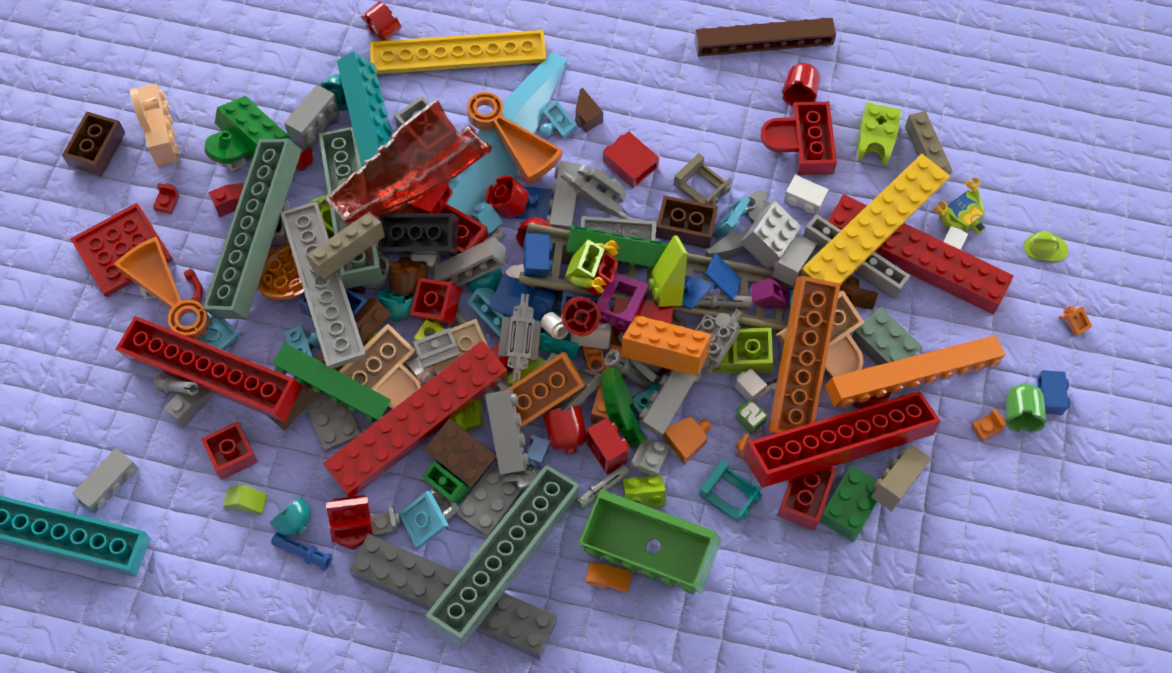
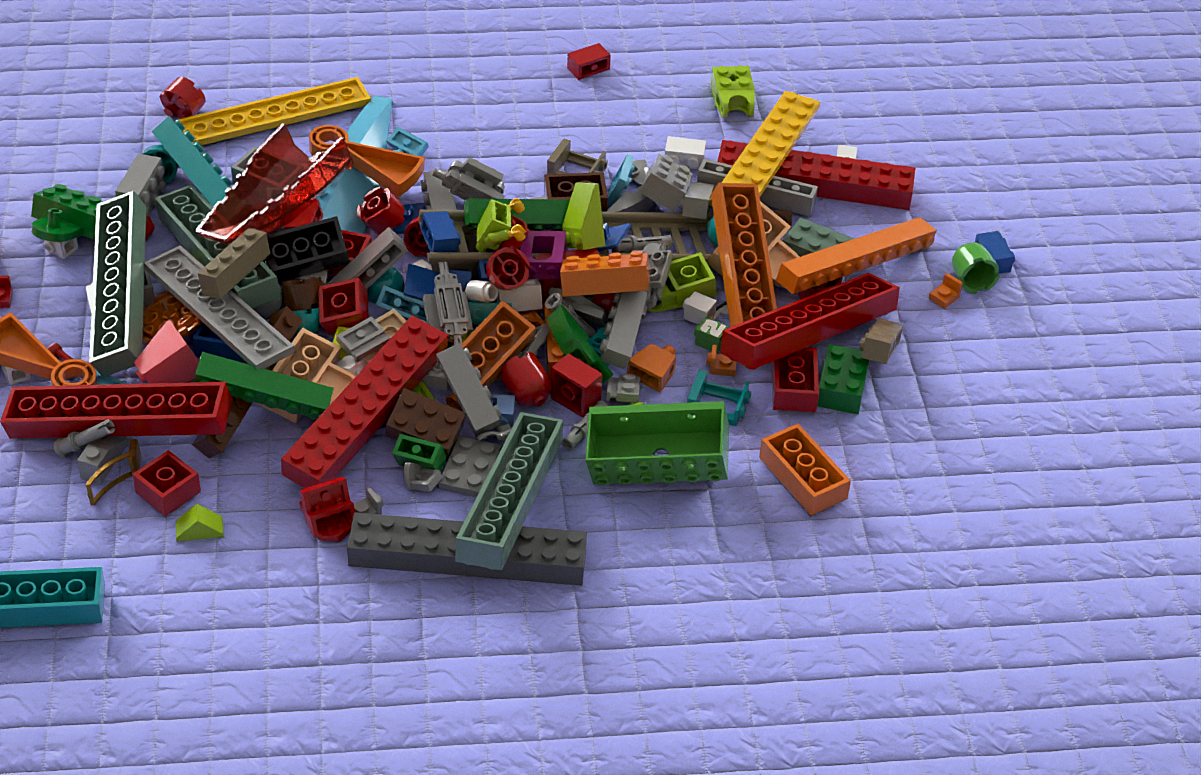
camera: 20 degrees left, 20 degrees down
(105, 480) = (33, 541): light grey brick -> none
(212, 416) = (133, 456): none -> pearl gold piece
(226, 198) = (72, 276): red slope -> none
(270, 322) = (167, 358): none -> coral slope
(293, 518) = (262, 524): teal cylinder -> none
(309, 554) = (293, 553): blue pin -> none
(332, 422) = (266, 436): light grey plate -> none
(423, 519) = (408, 490): medium azure plate -> none
(486, 215) = (365, 226): medium azure brick -> none
(587, 112) = (434, 131): reddish brown slope -> none
(608, 576) = (620, 494): orange slope -> none
(630, 159) = (500, 156): red brick -> none
(723, 277) = (635, 221): blue piece -> none
(757, 61) = (588, 61): none -> red brick
(765, 37) = (610, 35): reddish brown brick -> none
(770, 294) = (686, 231): magenta slope -> none
(776, 599) = (804, 469): none -> orange brick
(801, 84) = (642, 69): red cylinder -> none
(805, 133) = (666, 102): red brick -> none
(925, 140) = (774, 82): dark tan brick -> none
(964, 211) = (843, 131): torso -> none
(1046, 247) = (934, 146): lime piece -> none
(1076, 319) = (989, 193): orange bracket -> none

